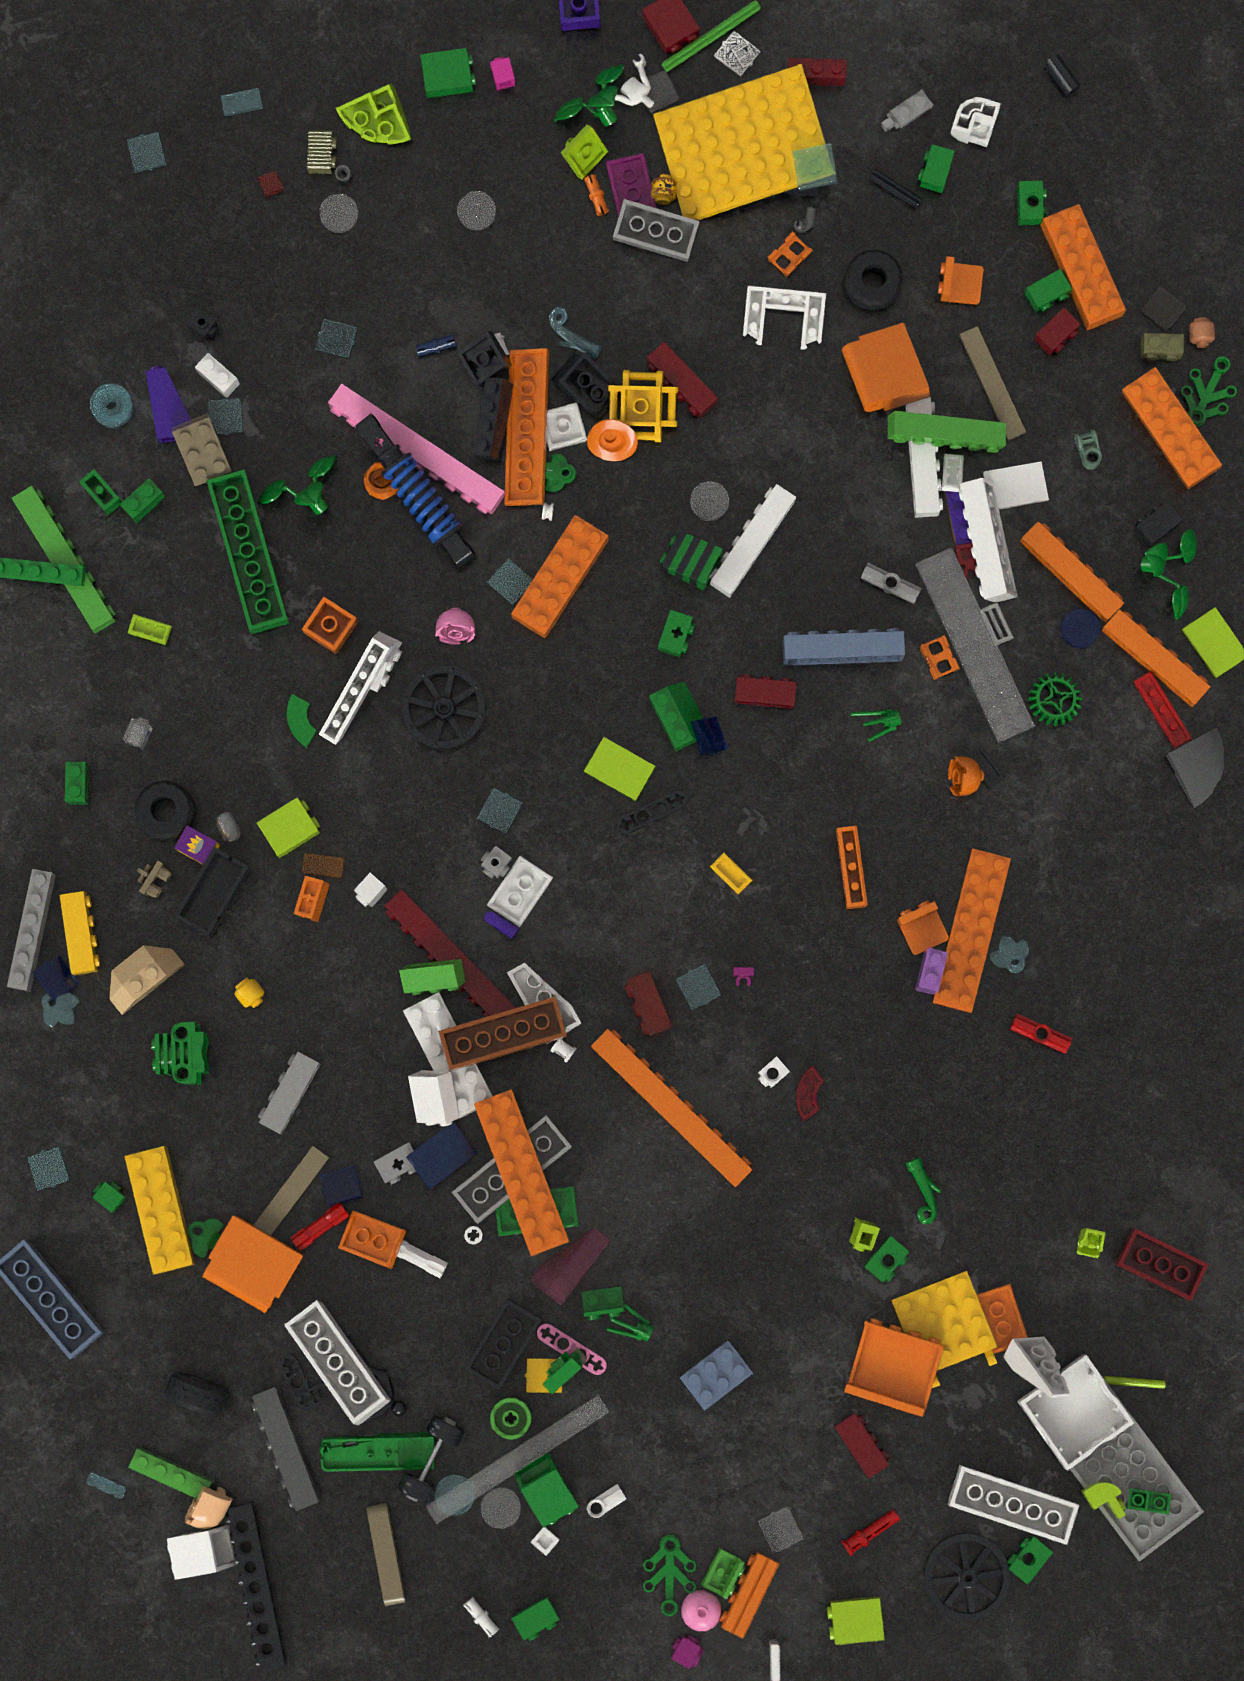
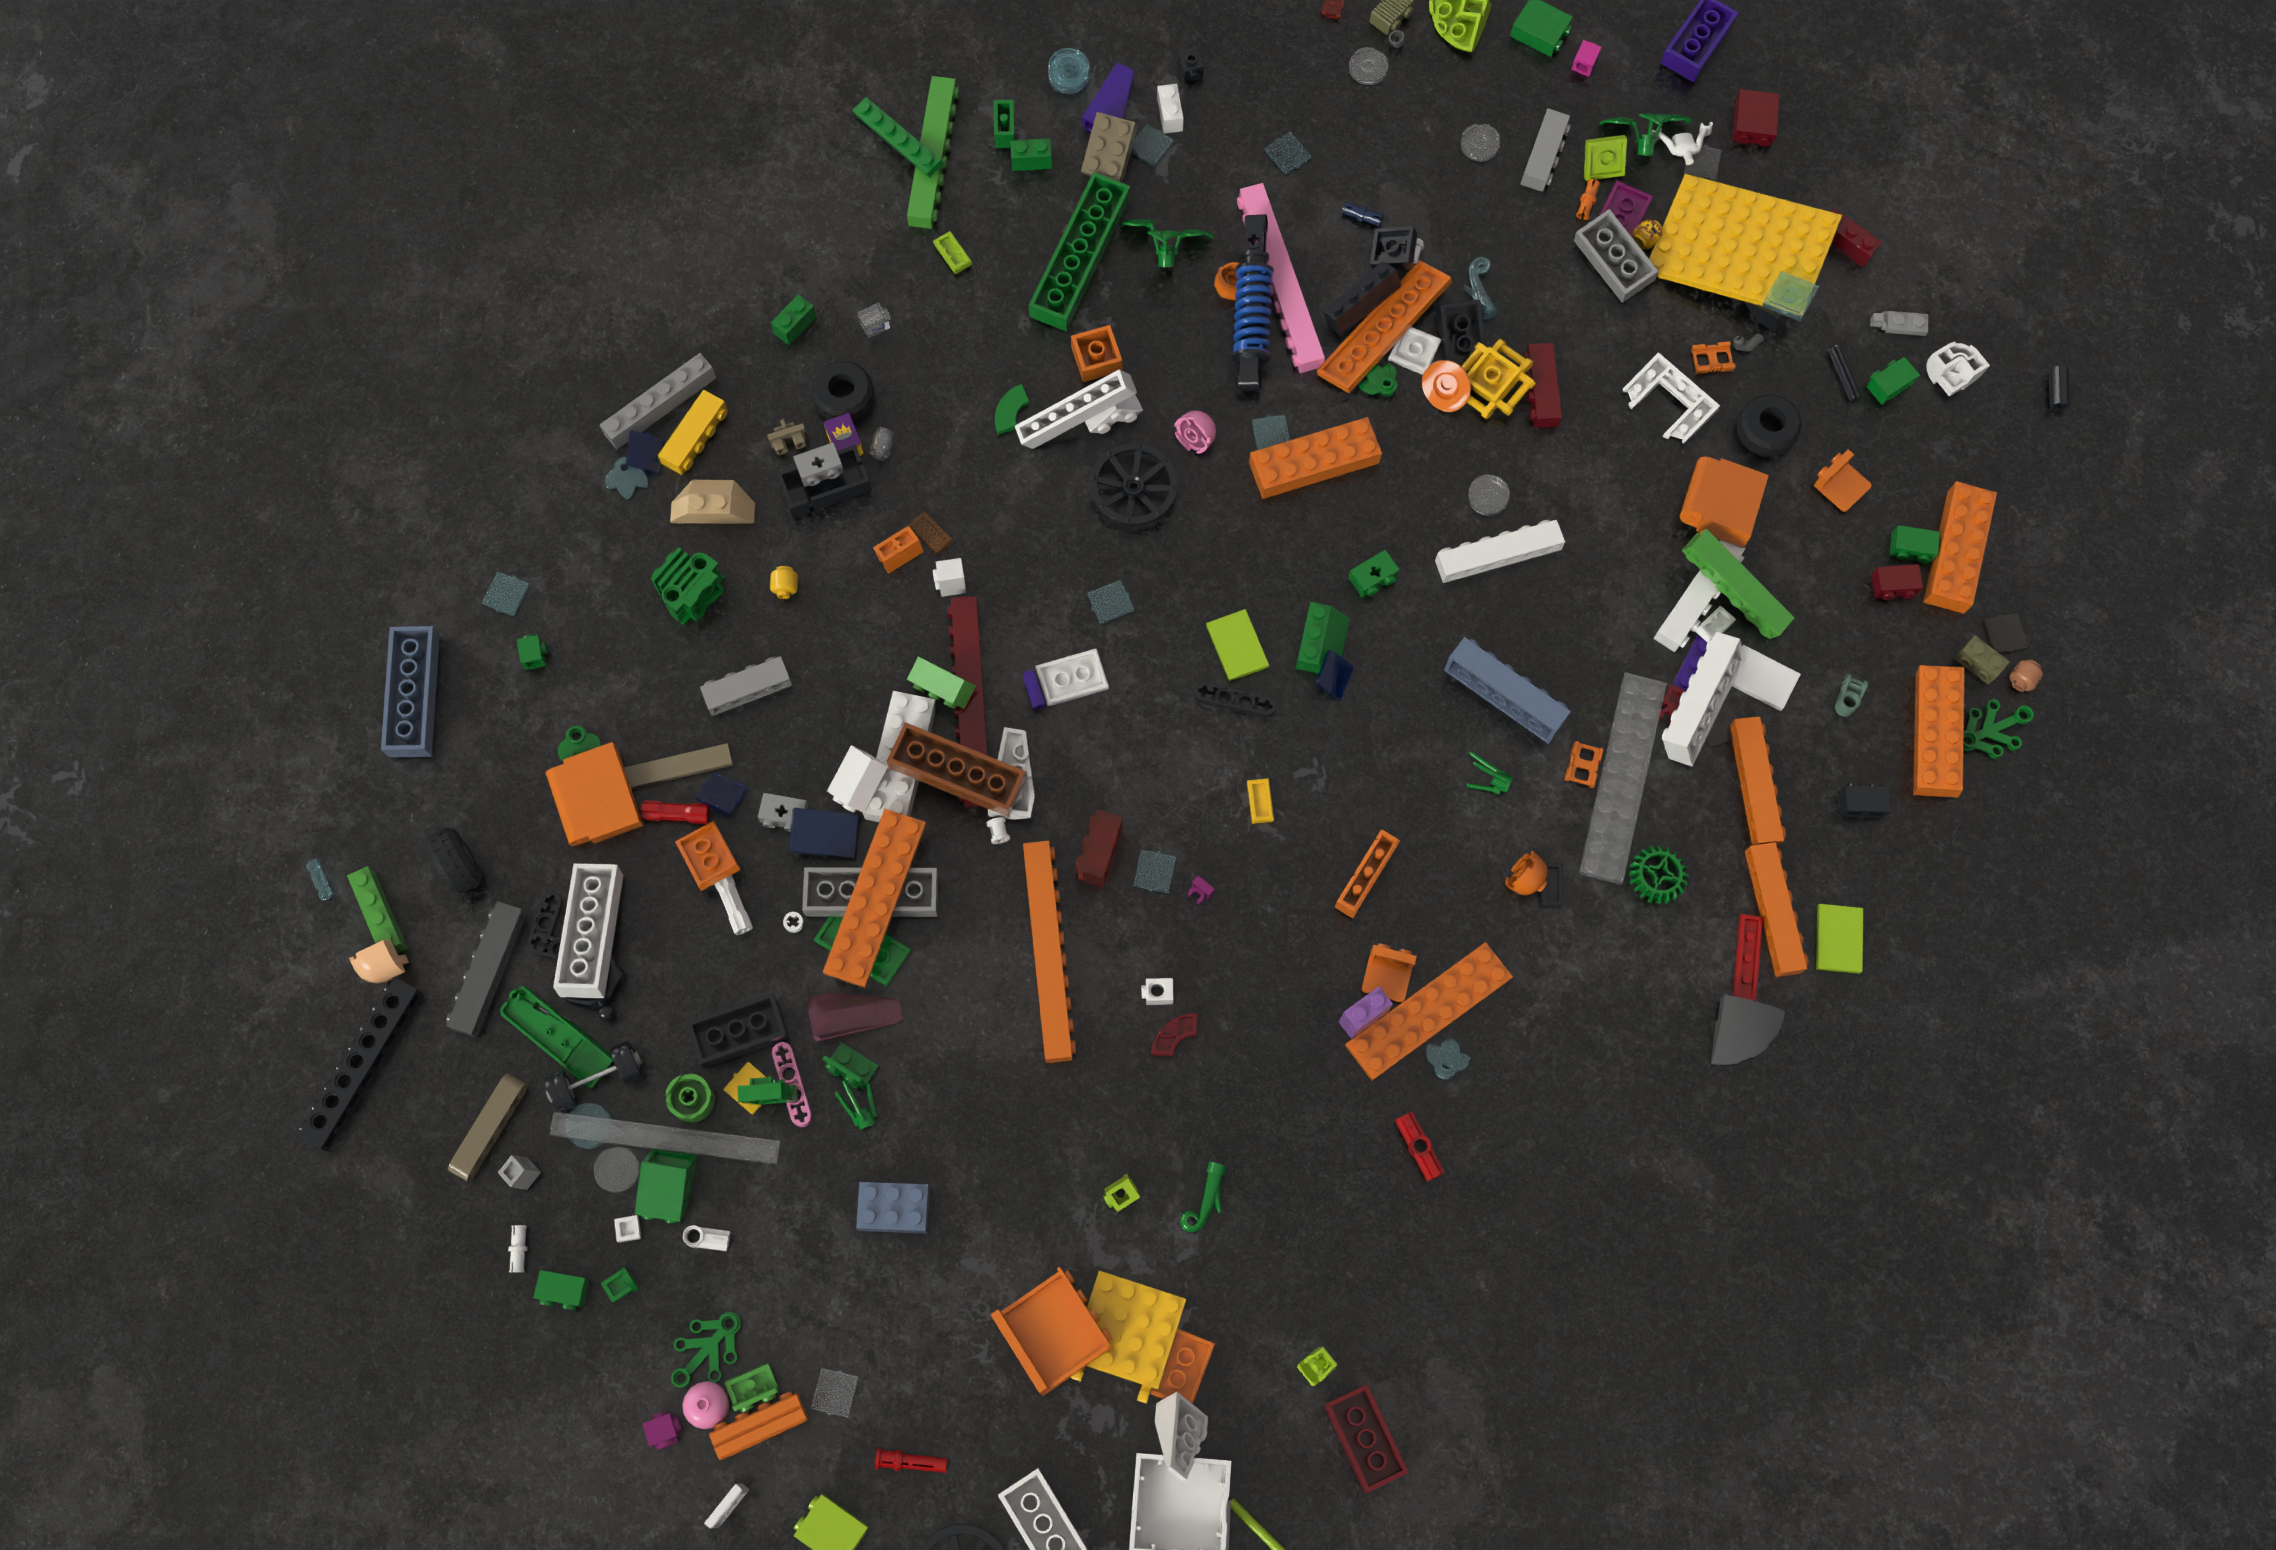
camera: 35 degrees right, 10 degrees down
(160, 1210) = (560, 694): yellow brick -> none
(201, 876) = (808, 463): none -> light grey brick
(201, 1552) = (341, 996): white slope -> none
(289, 827) = (929, 481): lime brick -> none
(437, 1566) = (519, 1172): none -> light grey brick
(499, 856) = (1071, 637): light grey brick -> none
(532, 179) = (1545, 149): none -> light grey brick
(547, 511) = (1347, 402): white bush -> none
(572, 1581) = (620, 1284): none -> green tile
(691, 559) = (1435, 526): slope -> none
(711, 35) = (1781, 151): bright green axle -> none
(737, 53) = (1791, 180): white piece -> none
(765, 691) = (1411, 677): dark red brick -> none
(862, 1444) = (967, 1376): dark red brick -> none
(875, 1264) = (1135, 1222): green brick -> none
(902, 589) = (1597, 683): light grey piece -> none
(989, 609) = (1650, 792): light grey tile -> none
(992, 382) = (1807, 581): dark tan tile -> none
(1031, 191) = (1959, 455): green brick -> none
(1080, 628) = (1727, 835): clear blue tile -> none
(1155, 563) = (1837, 830): green plant -> none

